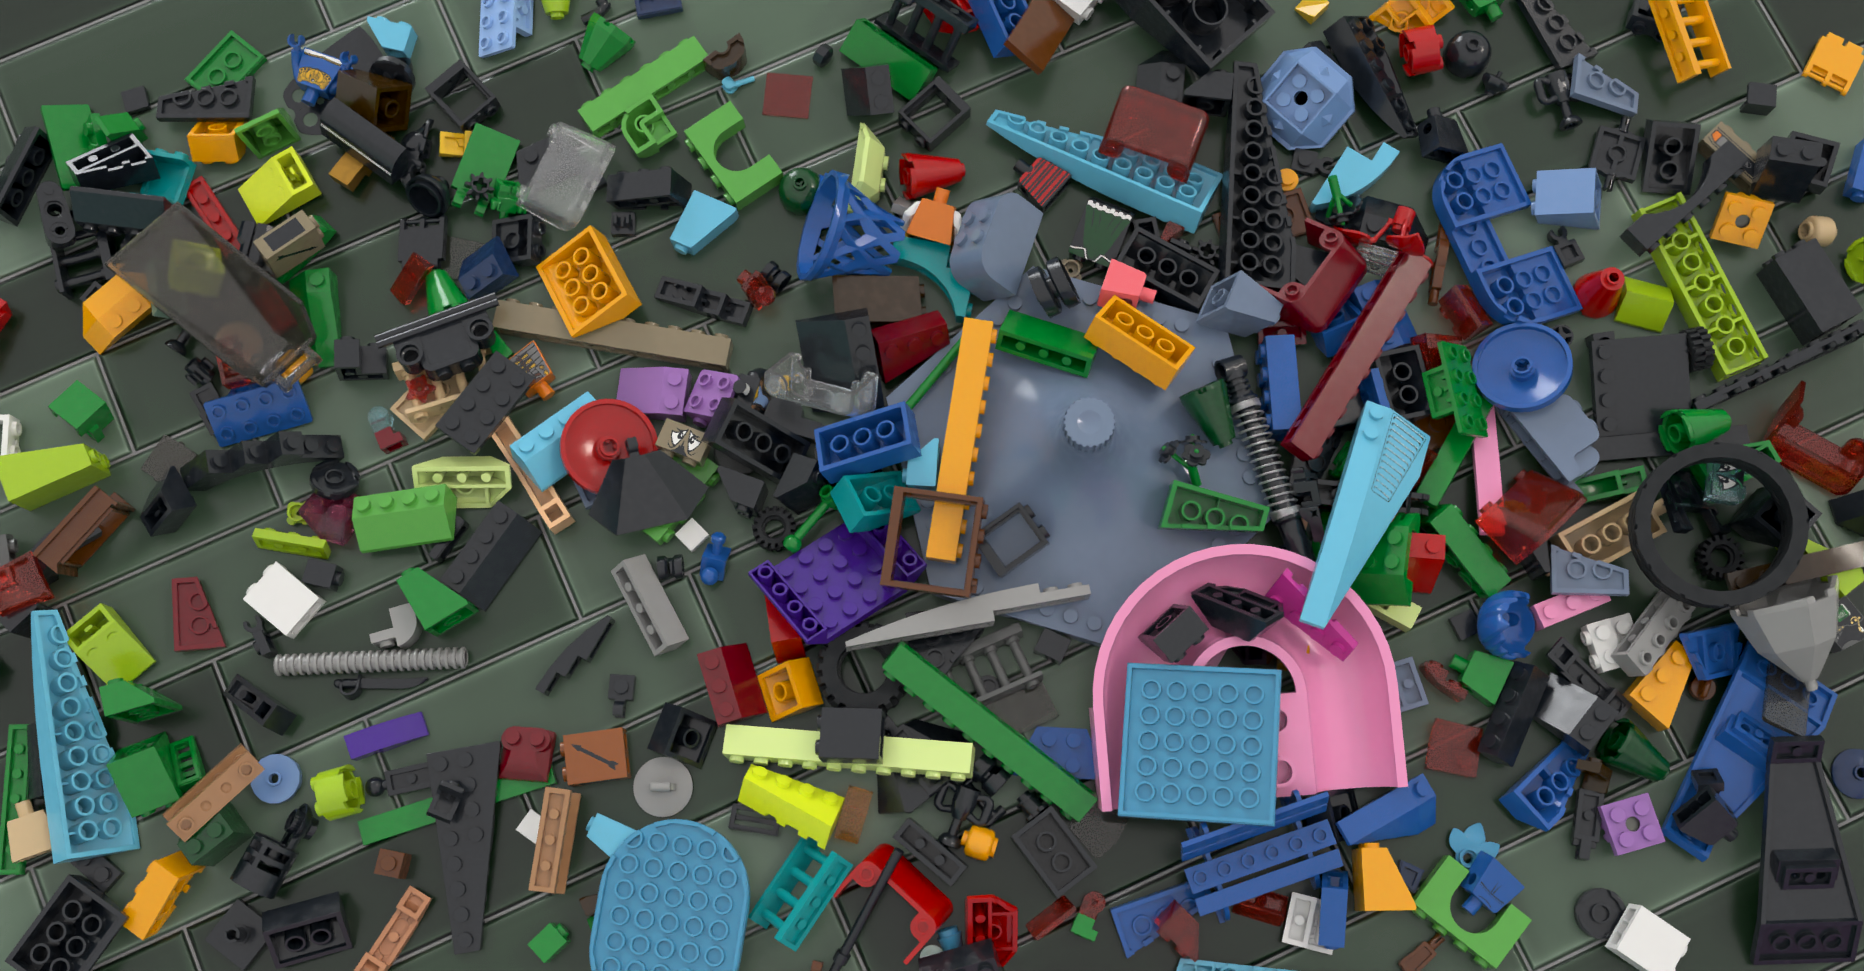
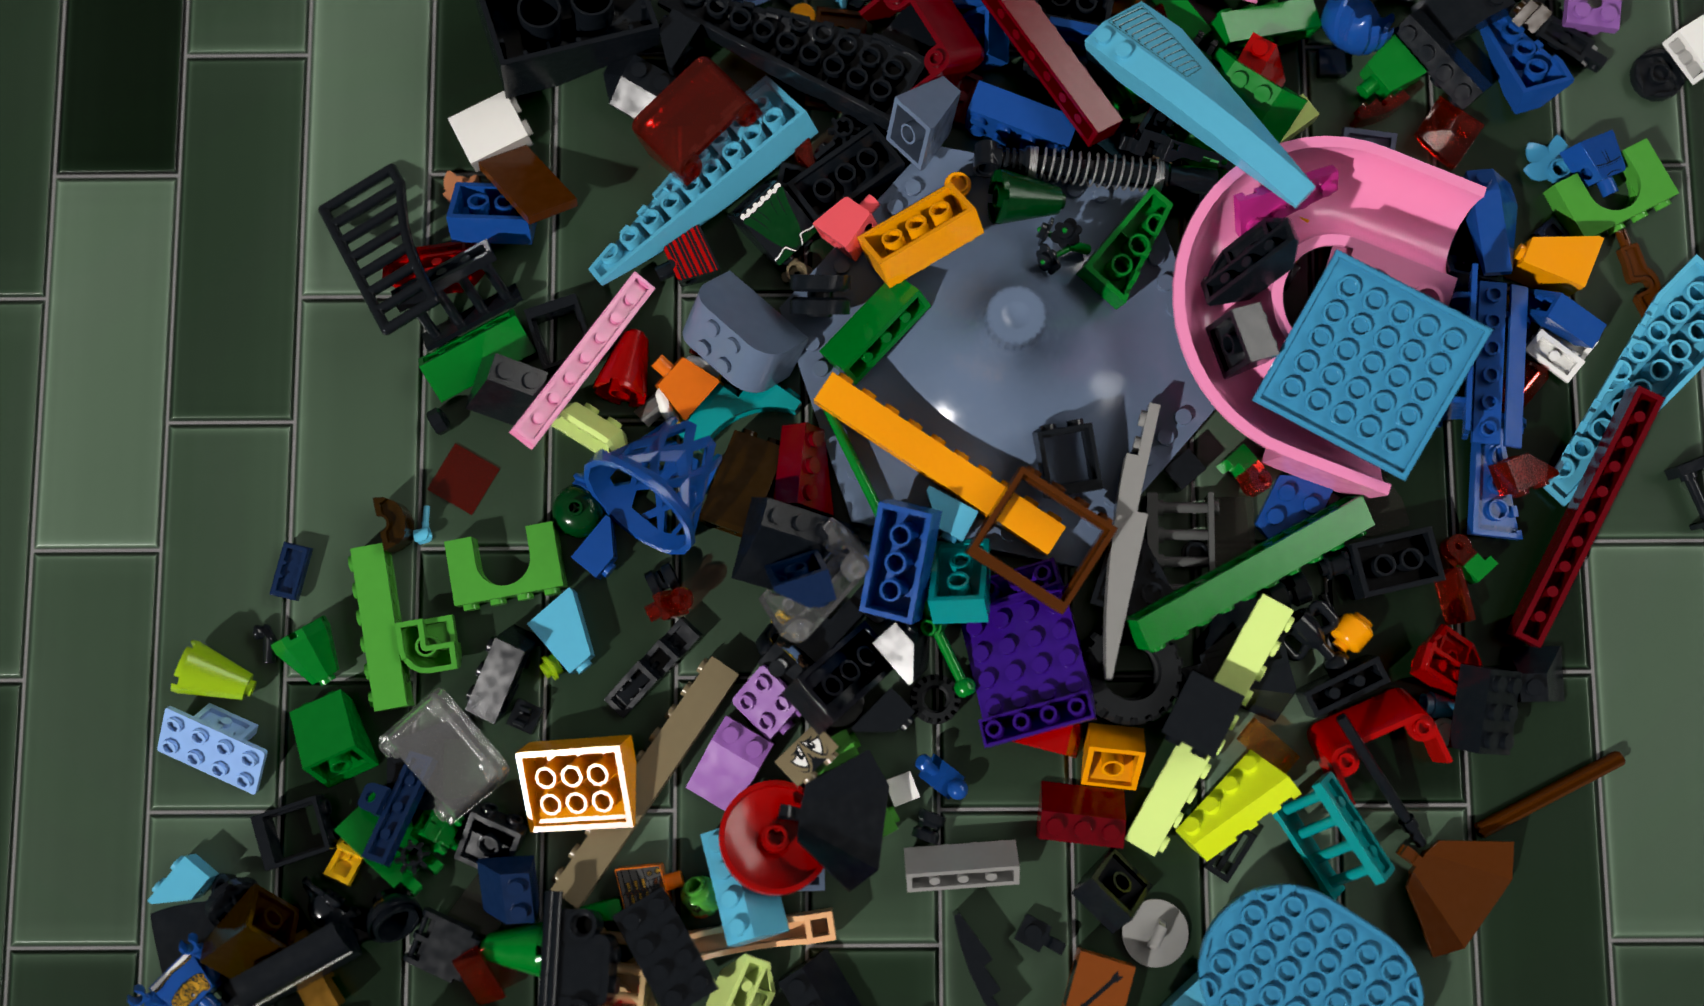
camera: 65 degrees left, 5 degrees up
(509, 158) = (395, 811): none -> dark blue plate
(538, 411) = (699, 897): none -> bright green head
(543, 91) = (332, 739): none -> green slope
(669, 224) = (551, 667): none -> lime plate
(777, 218) = (599, 550): none -> blue slope
(816, 372) = (803, 579): none -> dark blue slope
(918, 135) = (582, 361): none -> bright pink tile
(1077, 698) = (1247, 471): none -> leg
(1200, 358) = (960, 181): none -> light orange plate

